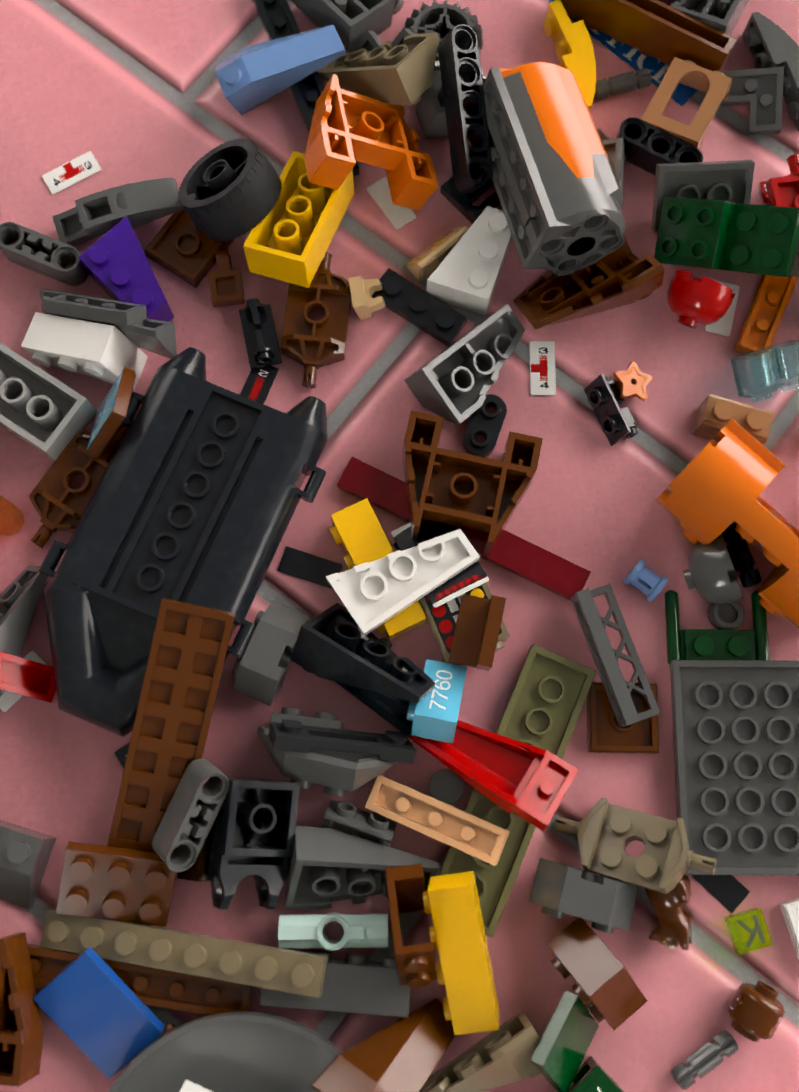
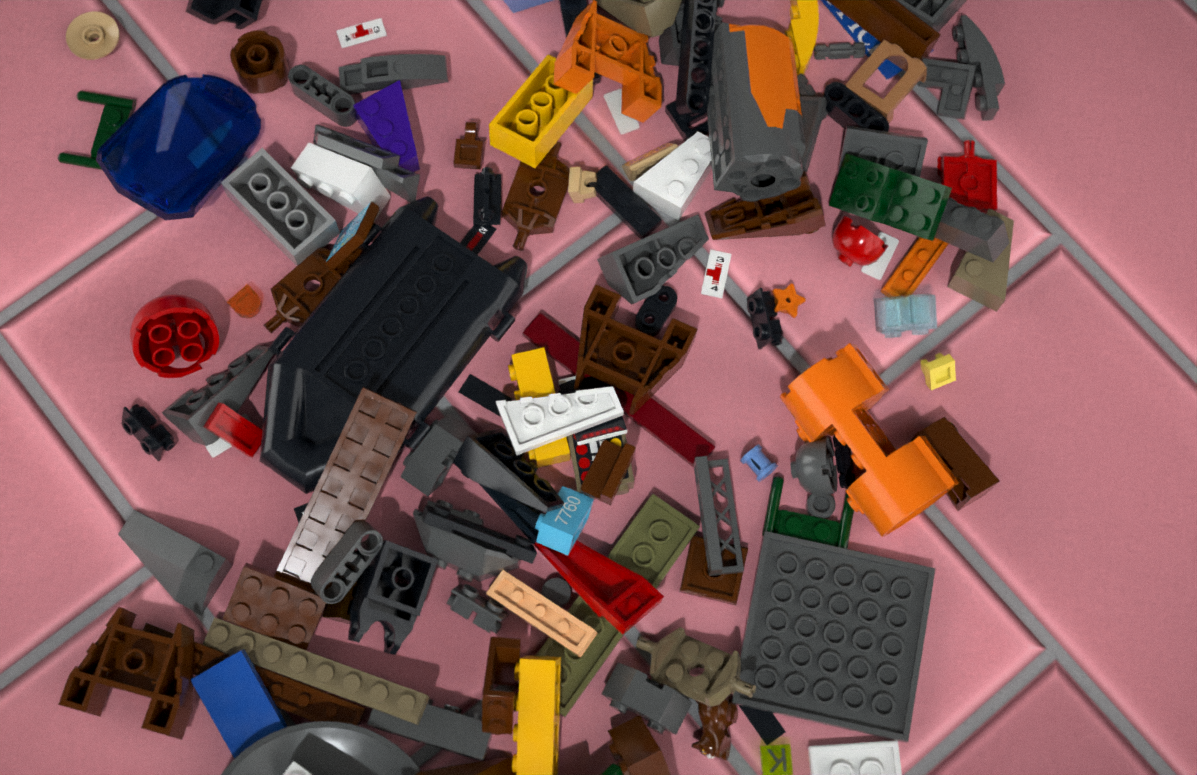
camera: 10 degrees right, 5 degrees down
(184, 249) = (452, 104): reddish brown tile -> none
(230, 190) = (488, 76): black wheel -> none
(308, 930) = (458, 686): light aqua piece -> none
(341, 867) = (453, 636): dark grey wedge -> none
(718, 411) = (875, 352): medium nougat brick -> none

